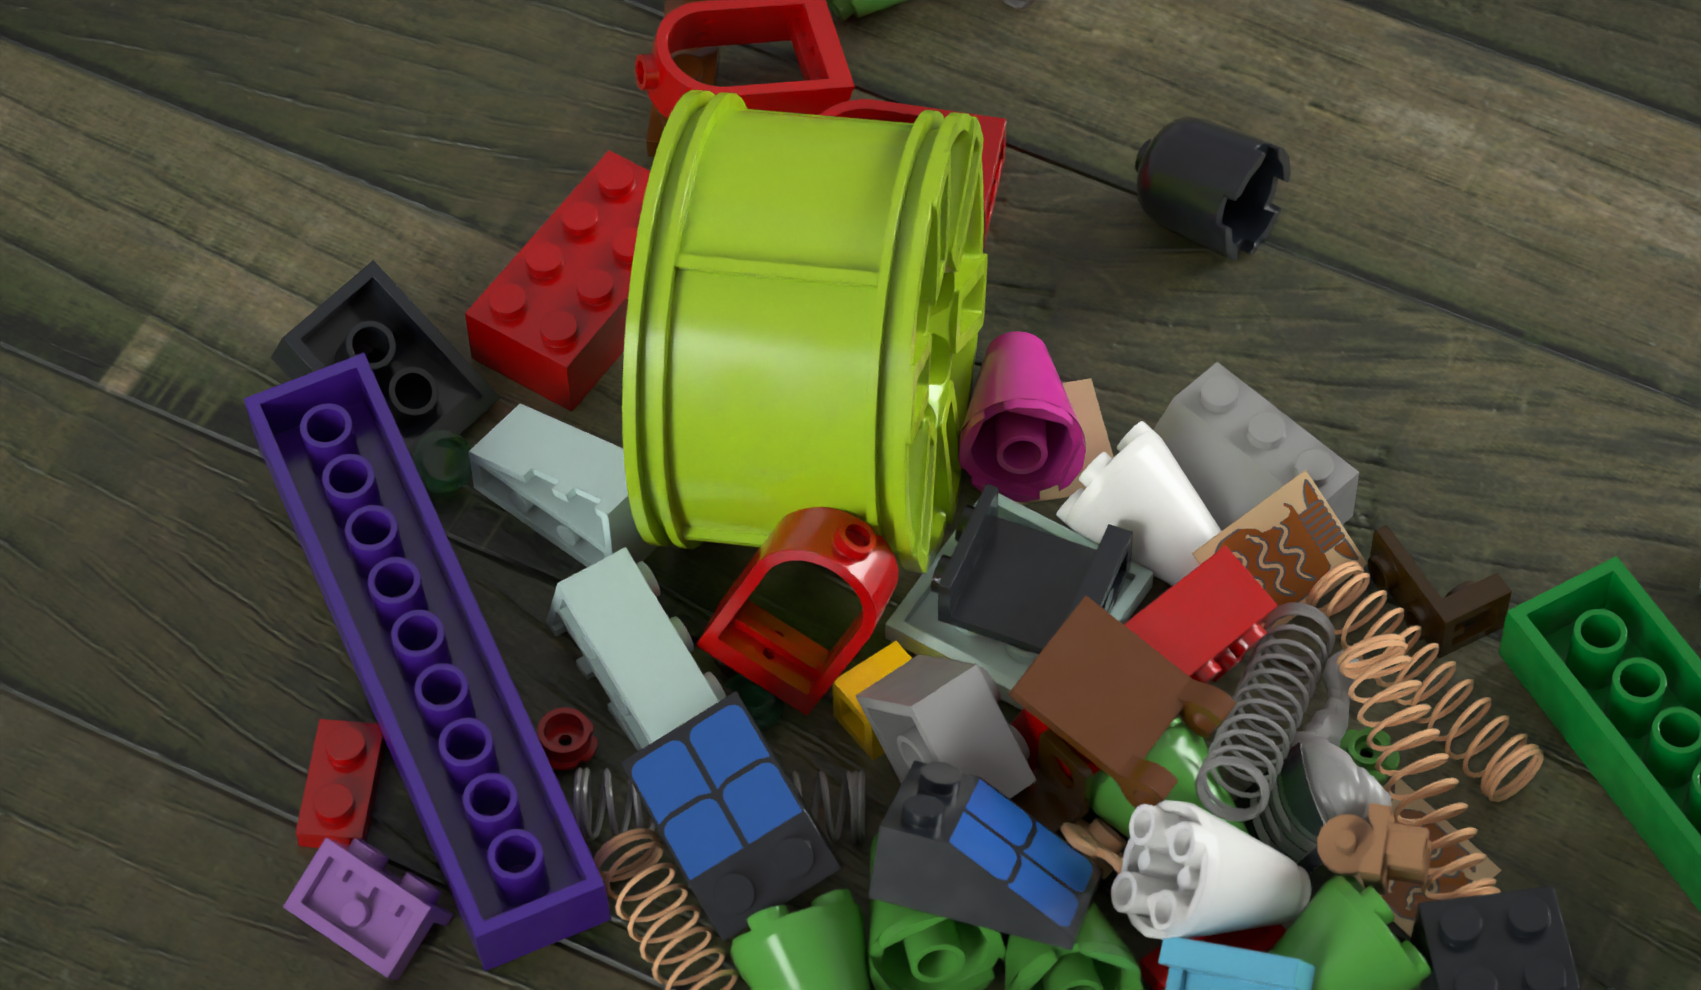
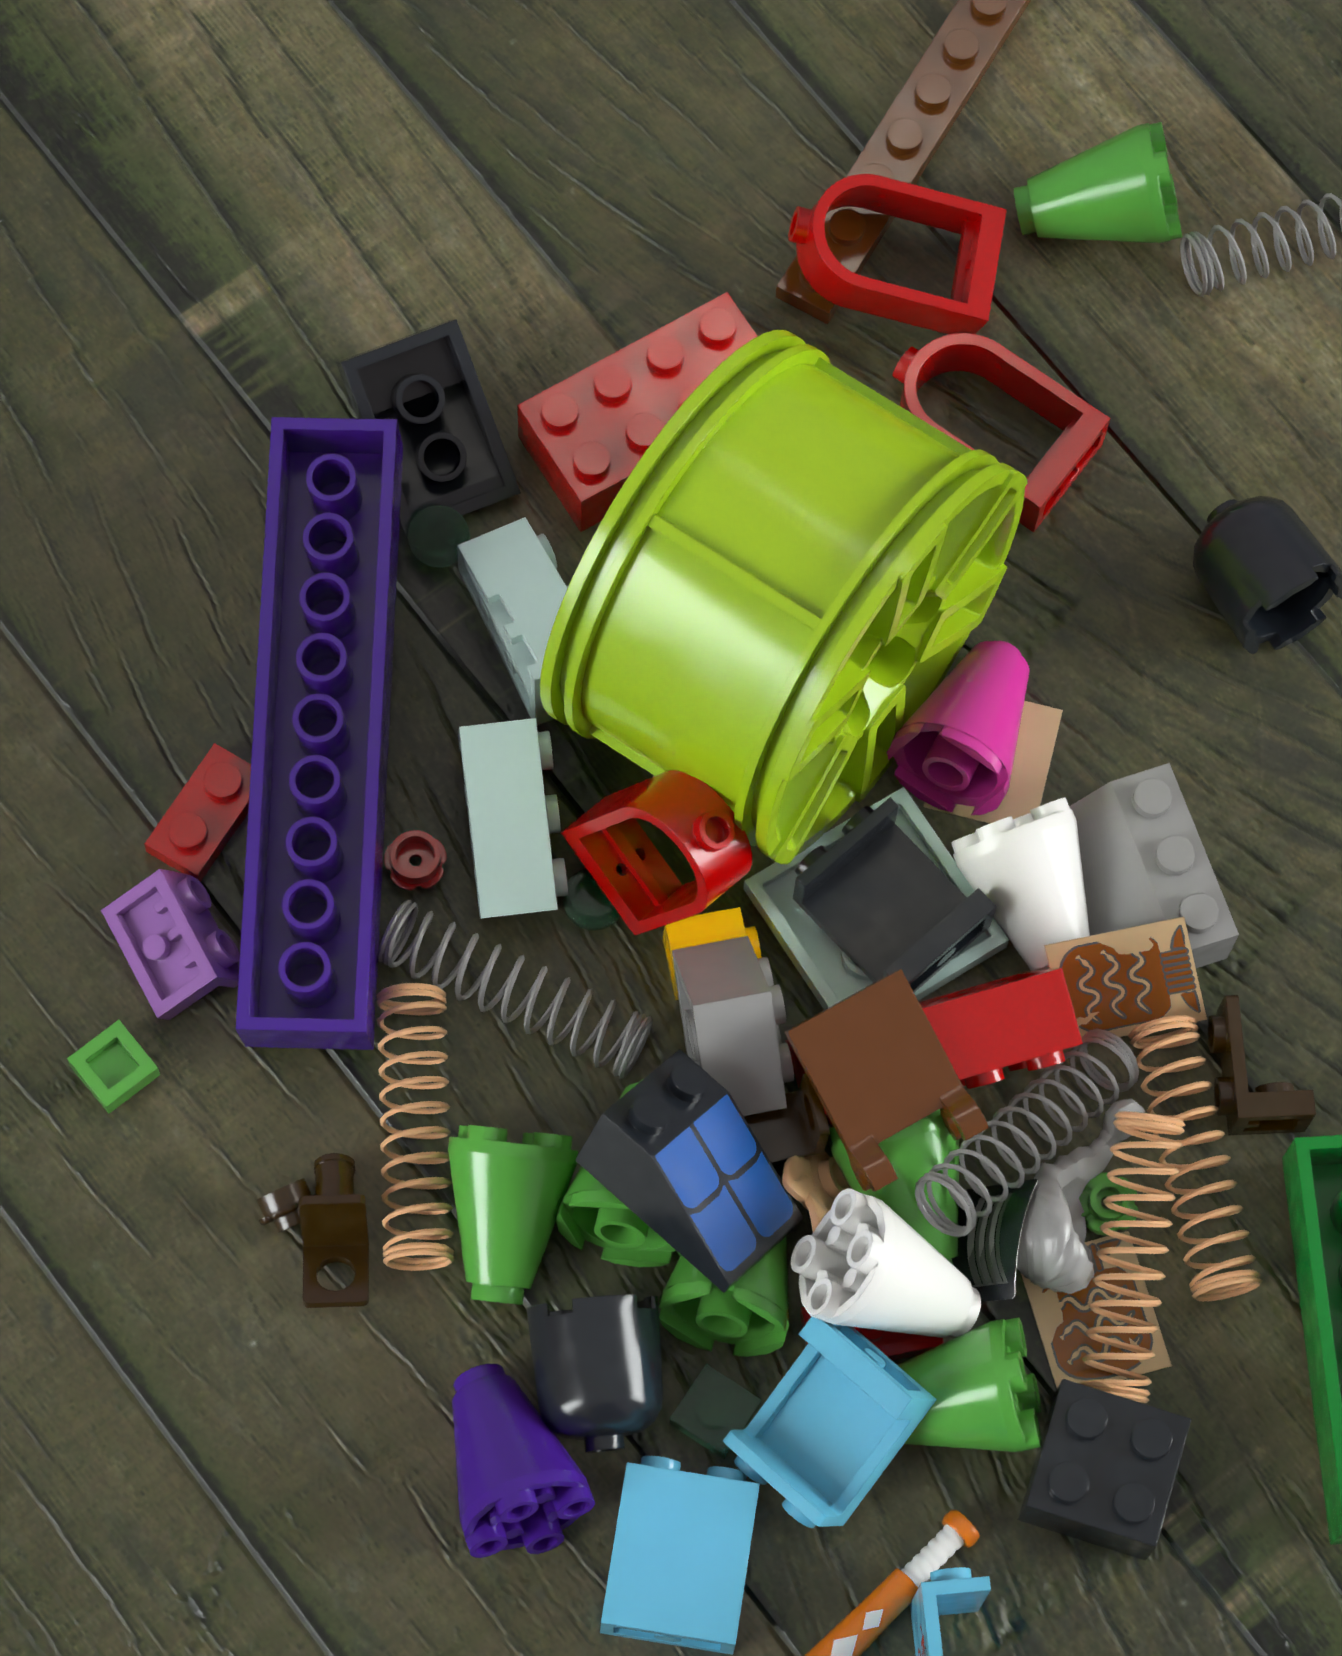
camera: 20 degrees right, 15 degrees up
(730, 815) = (508, 1018): slope -> none
(1376, 850) = (1046, 1317): medium nougat hips -> none

